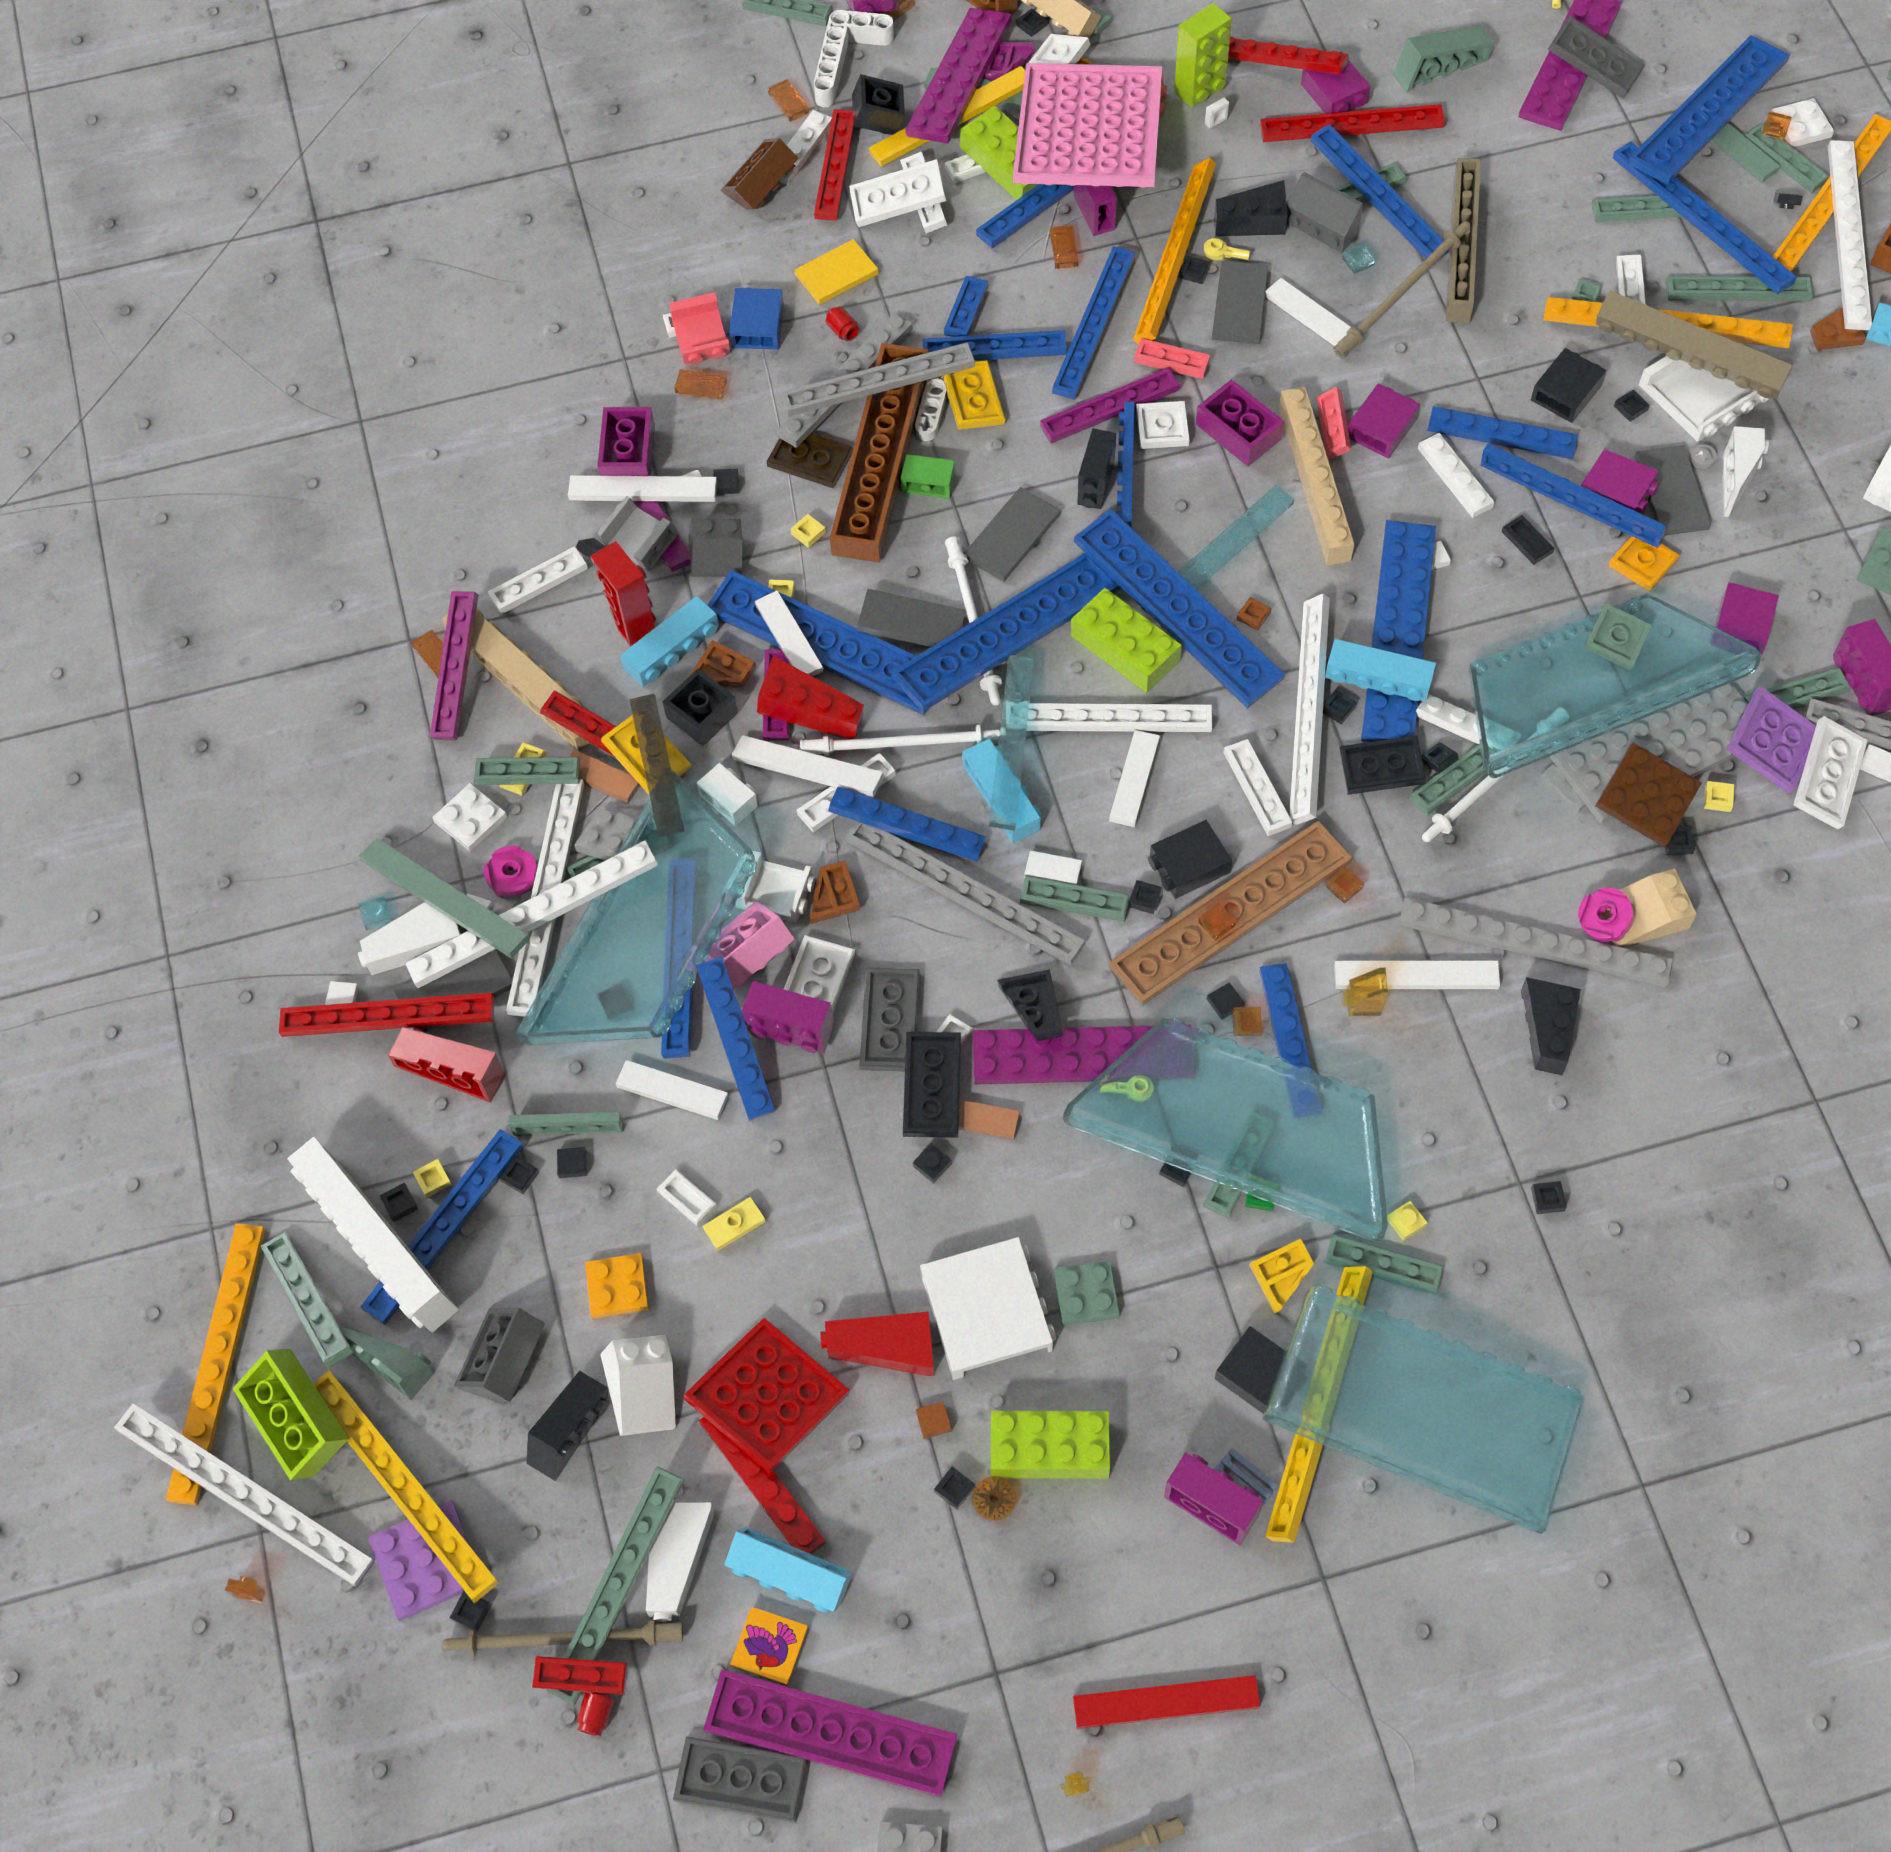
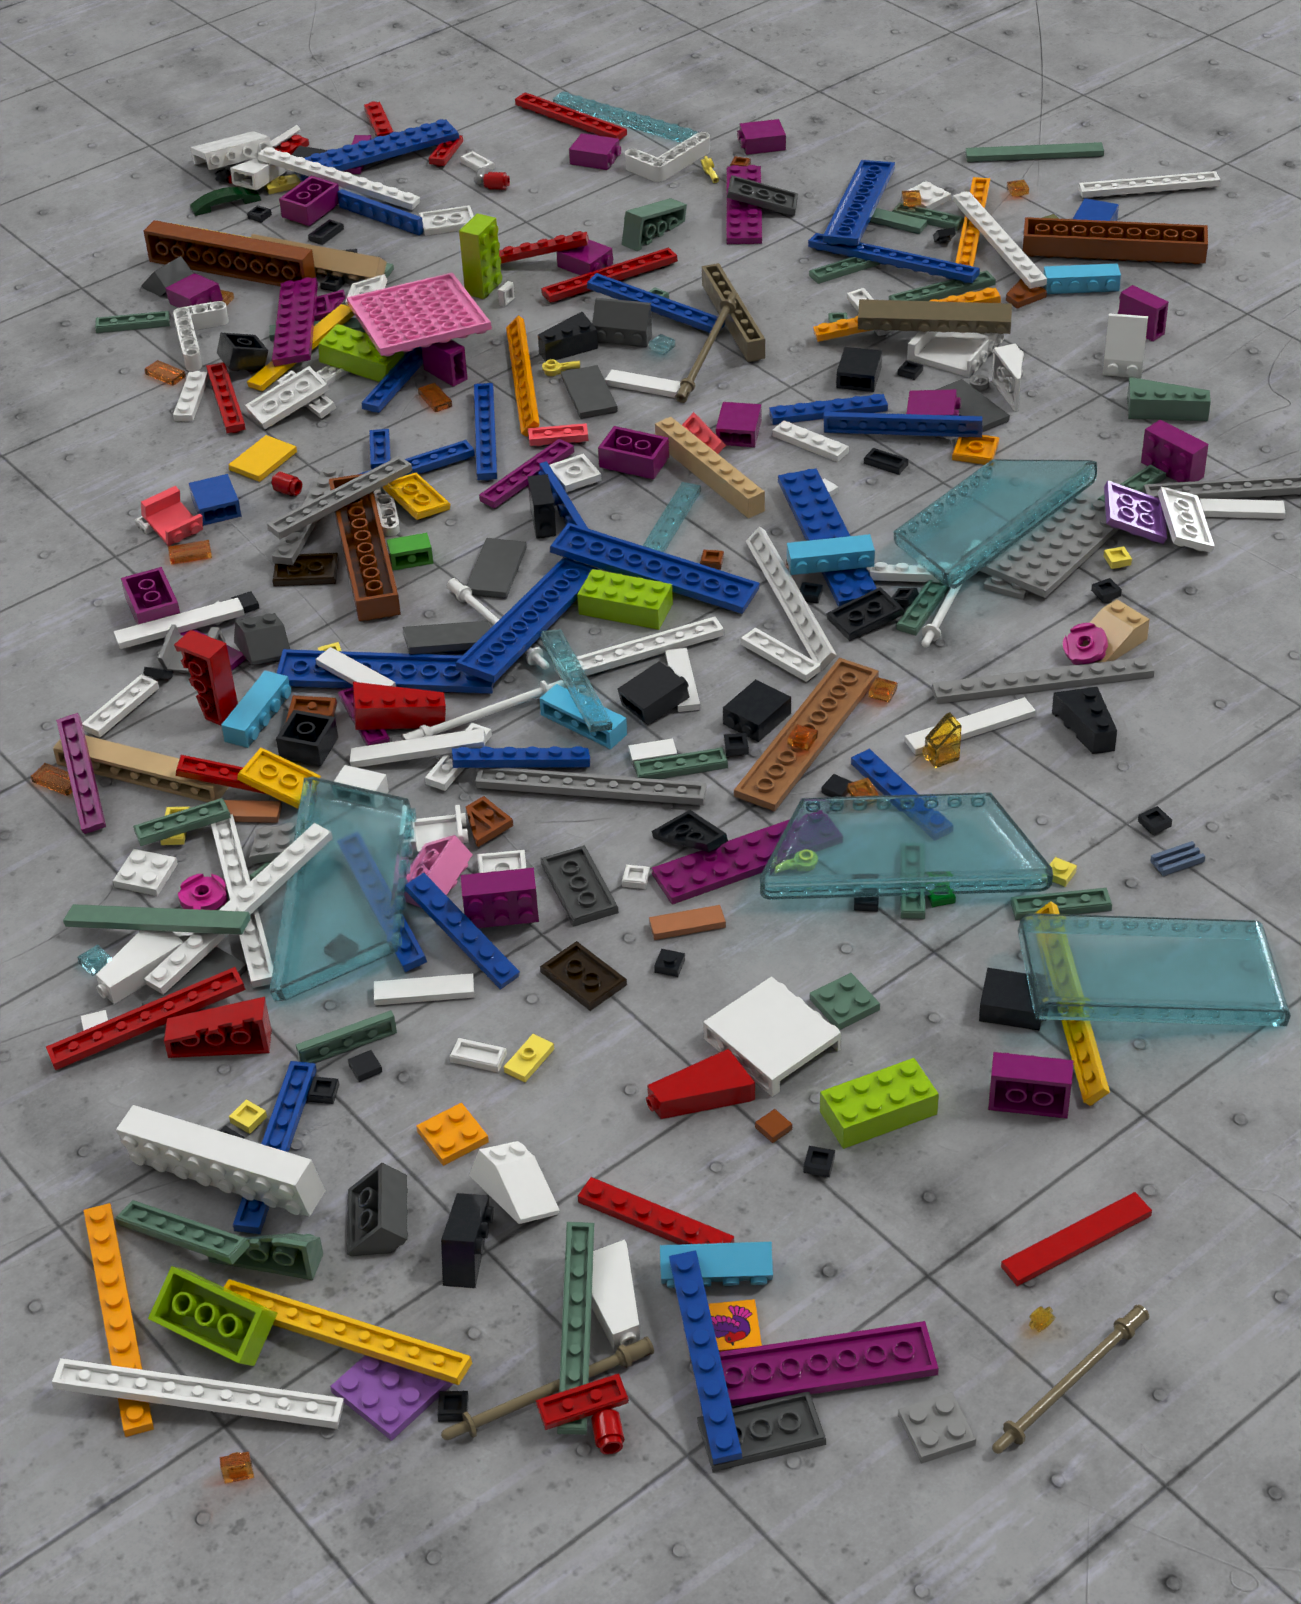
camera: 25 degrees left, 20 degrees down
(657, 765) = (296, 775): clear smoke plate -> none
(719, 1678) = (705, 1358): none -> blue plate
(760, 174) = (169, 414): reddish brown slope -> none
(766, 1395) = (626, 1154): red plate -> none
(808, 530) = (331, 610): light yellow plate -> none
(837, 1141) = (583, 975): none -> dark brown tile
(932, 1084) = (640, 910): black tile -> none
(994, 1498) = (855, 1157): clear orange piece -> none
(1090, 790) = (653, 692): none -> black brick
(1195, 270) = (543, 383): black tile -> none
(1282, 1272) = (988, 933): yellow wing -> none
(1546, 1248) = (1175, 857): none -> sand blue tile
(1617, 636) = (988, 486): sand green plate -> none
(1648, 794) = (1069, 565): reddish brown plate -> none
(1747, 614) = (1067, 448): magenta brick -> none

